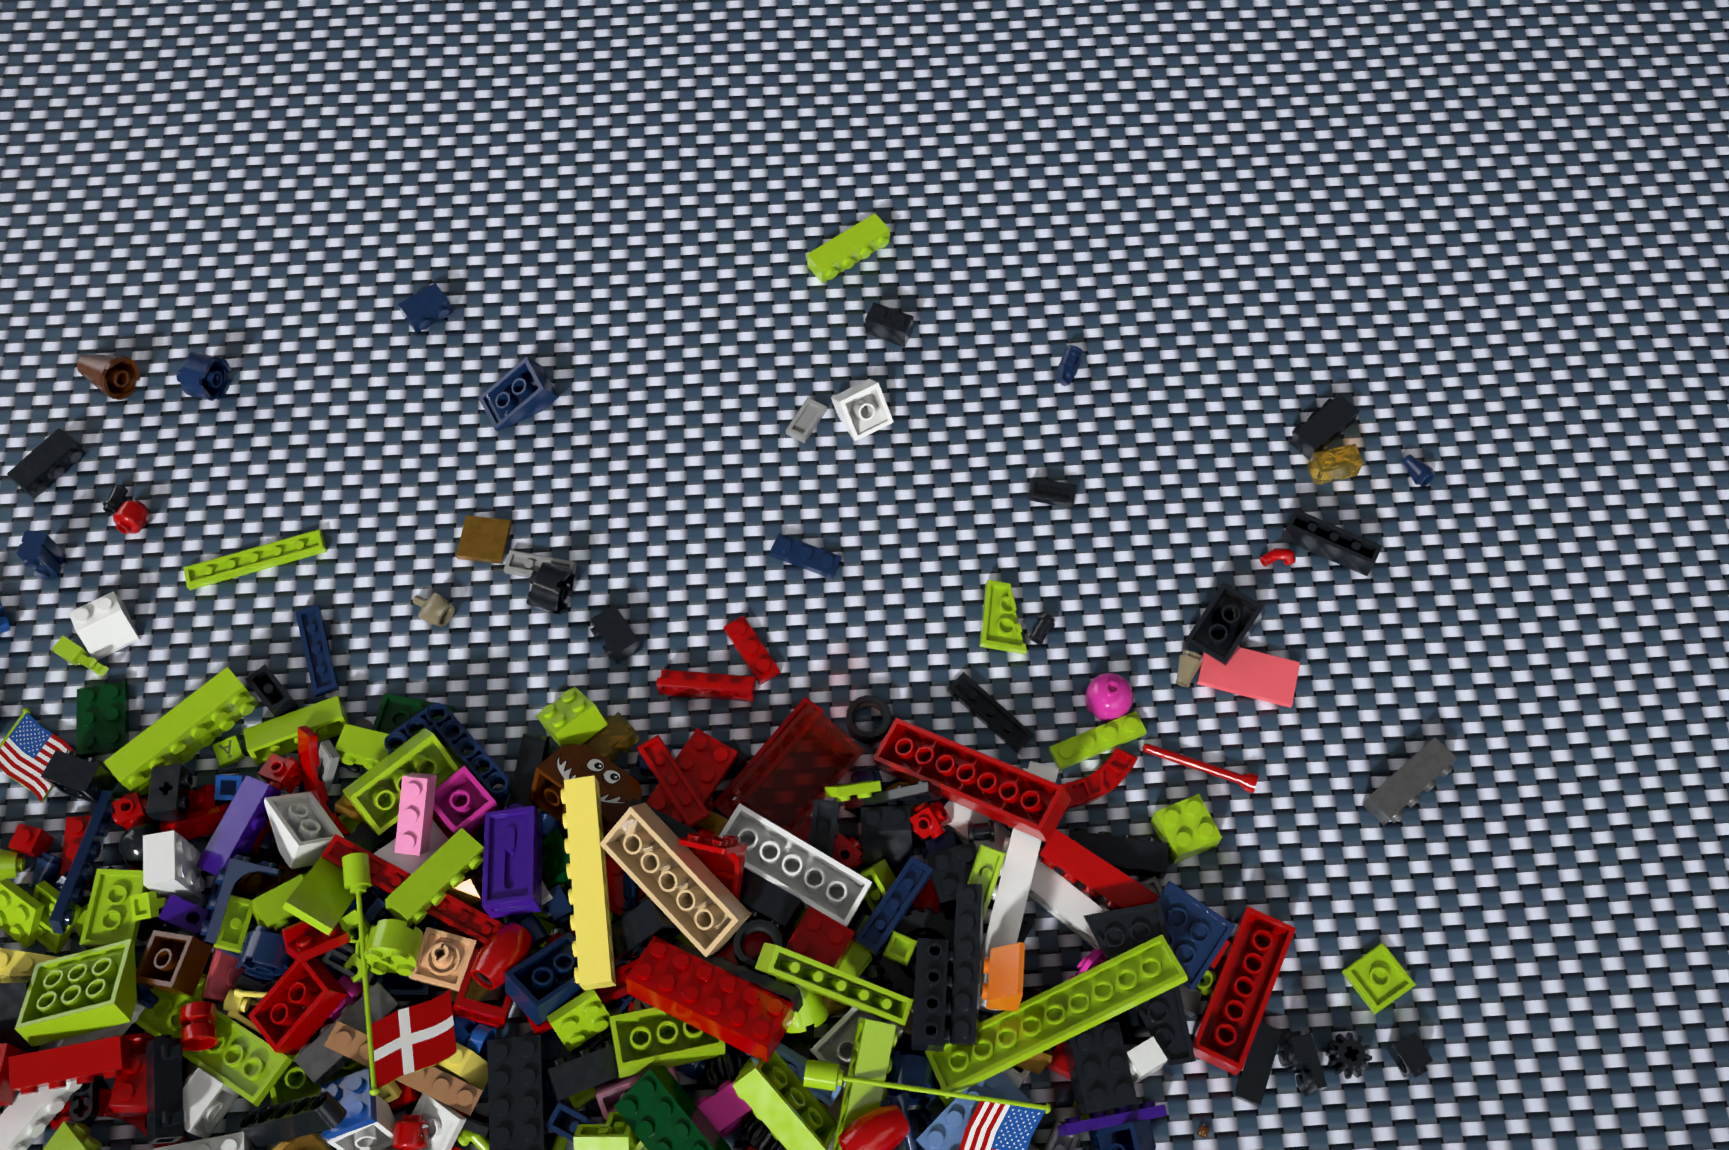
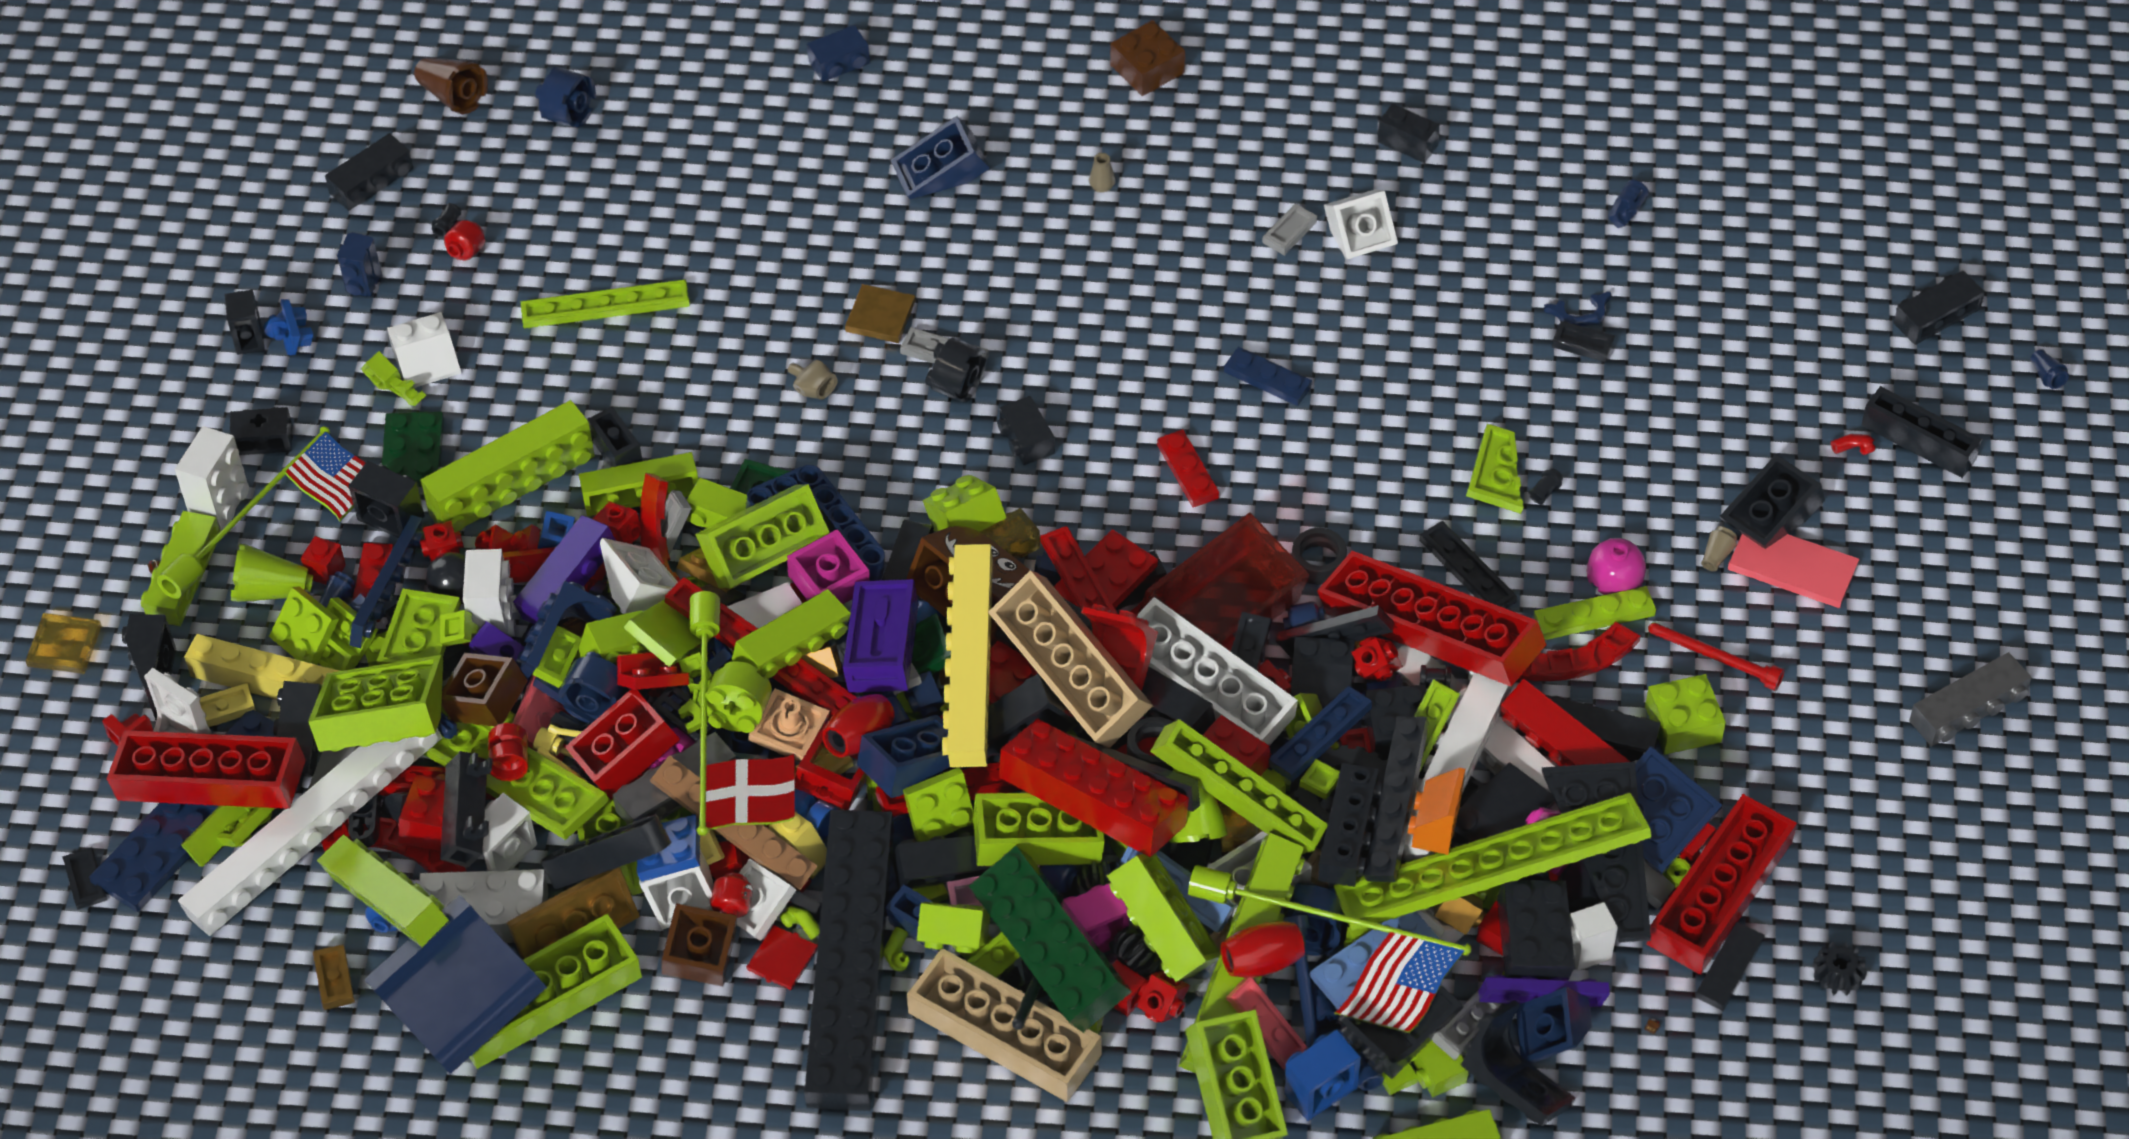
camera: 10 degrees right, 10 degrees down
(69, 1063) = (362, 768): red brick -> none
(169, 793) = (490, 522): black brick -> none
(228, 751) = (556, 499): lime tile -> none
(317, 650) = (670, 406): dark blue plate -> none
(415, 813) = (777, 566): bright pink brick -> none
(630, 892) = (1015, 670): dark blue axle -> none
(650, 391) = (1102, 174): none -> dark tan cone
(674, 282) = (1147, 57): none -> reddish brown brick
(706, 685) = (1128, 499): red fence -> none
(848, 248) = (1370, 42): lime brick -> none
(861, 789) = (1281, 610): lime plate -> none
(1055, 948) = (1501, 805): none -> black slope
(1058, 469) = (1584, 320): none -> dark blue helmet
(1300, 1055) = (1780, 962): black plate -> none
(1334, 464) = (1944, 348): clear yellow brick -> none
(1378, 978) = (1893, 899): lime tile -> none
(1410, 1056) = (1914, 978): black brick -> none

